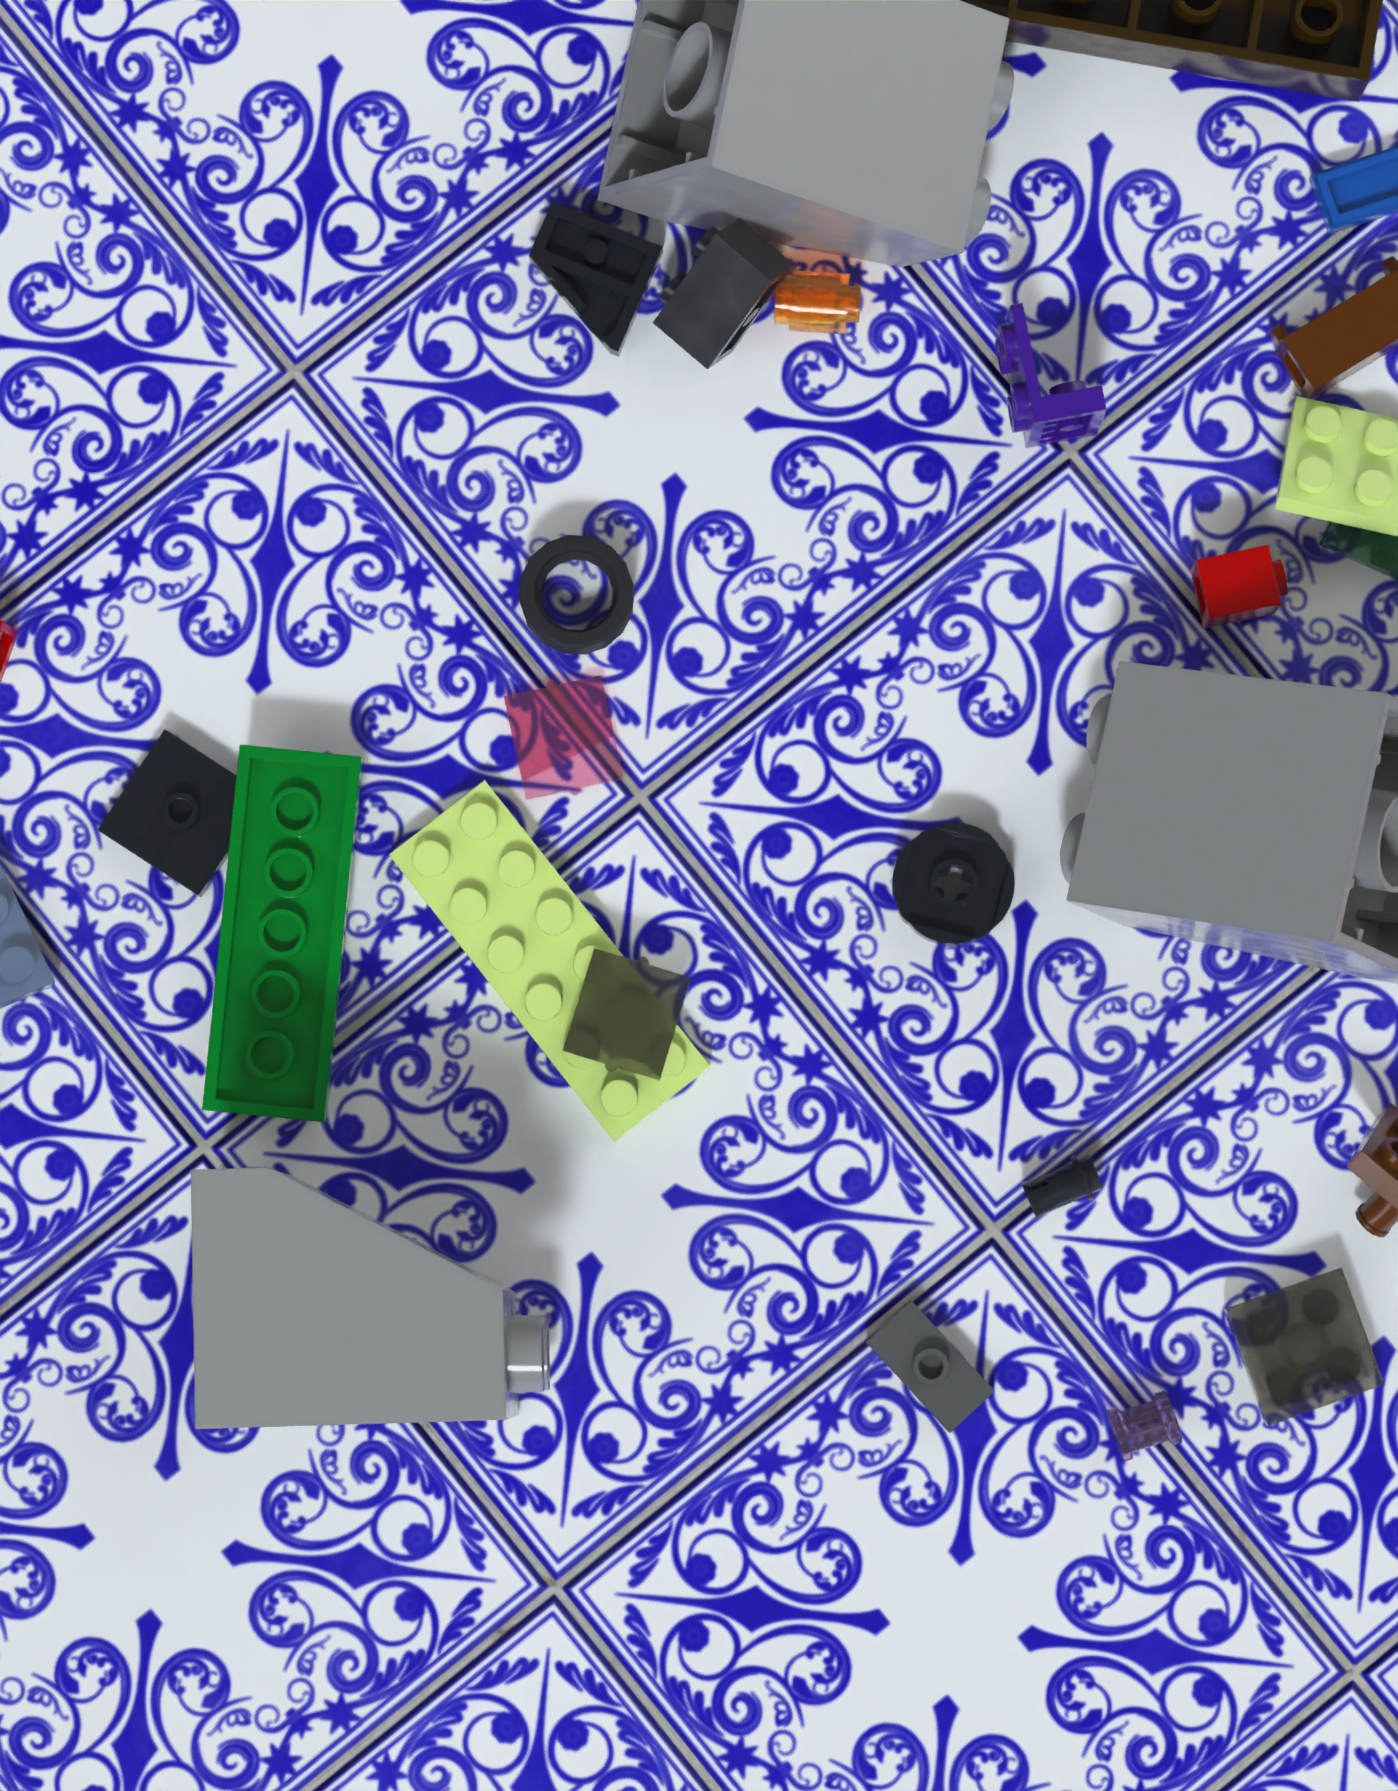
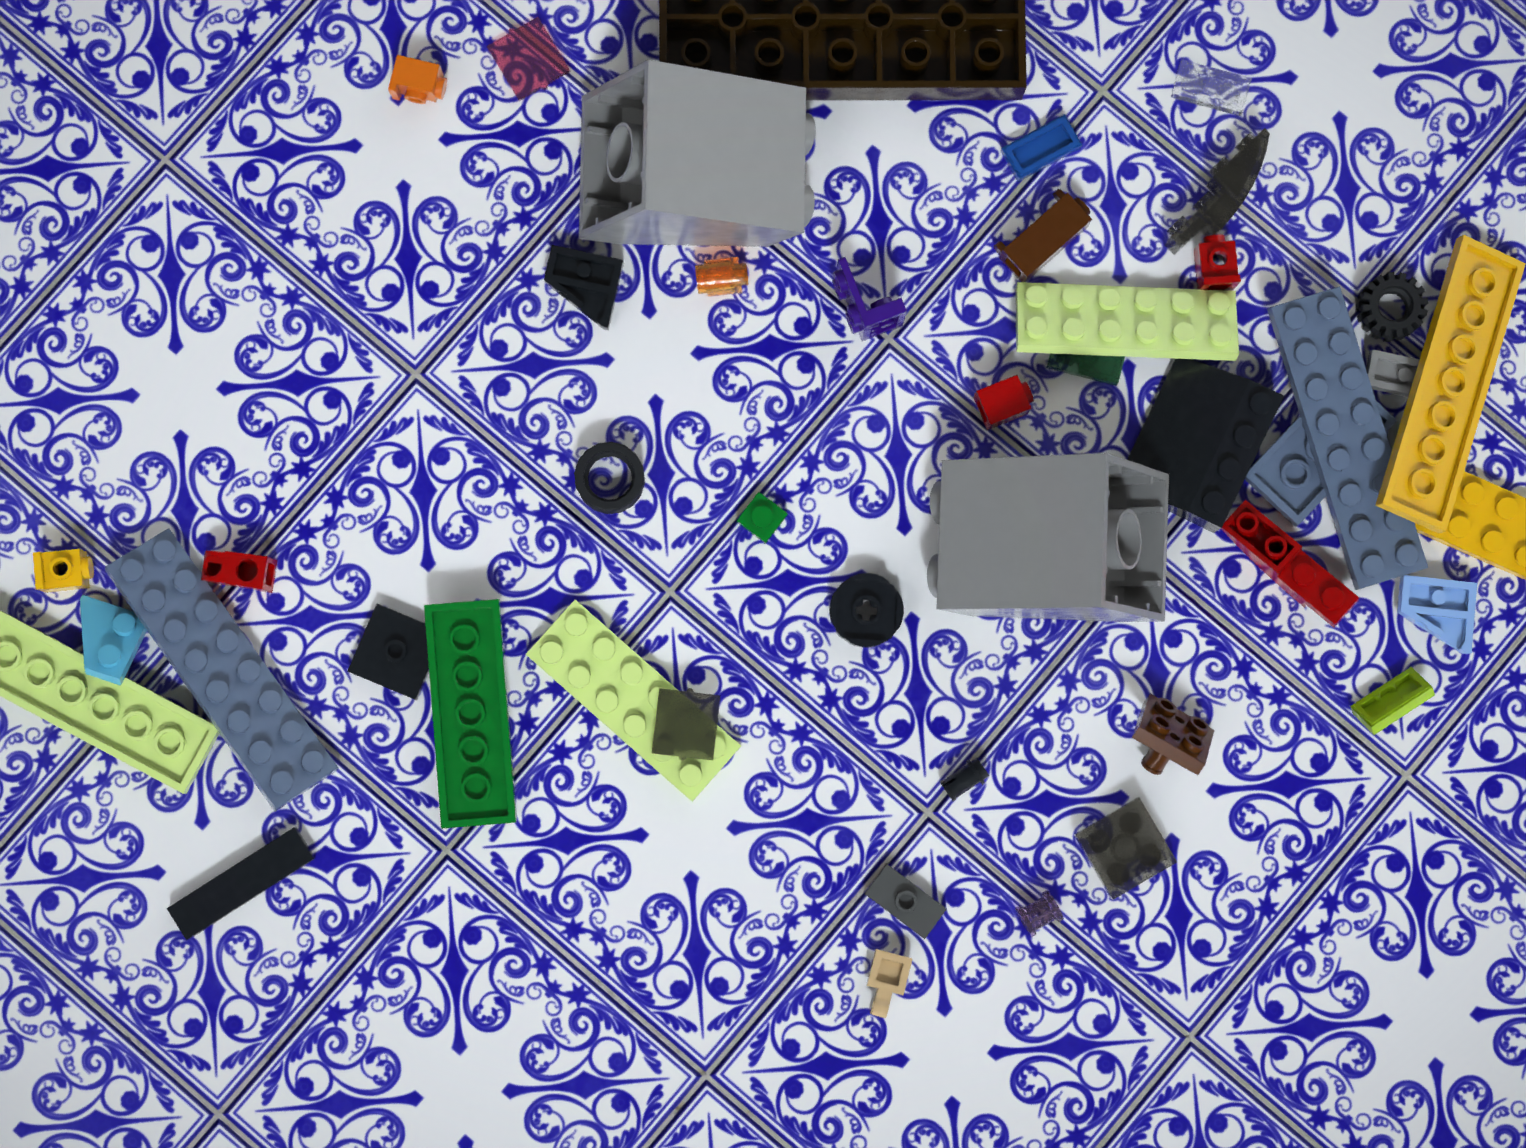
camera: 20 degrees left, 0 degrees up
(342, 1318) = (550, 940): light grey slope -> none
(563, 737) = (617, 564): clear pink piece -> none
(721, 292) = (664, 281): black brick -> none
(811, 704) = (762, 517): none -> green plate
(880, 1481) = (889, 976): none -> tan plate

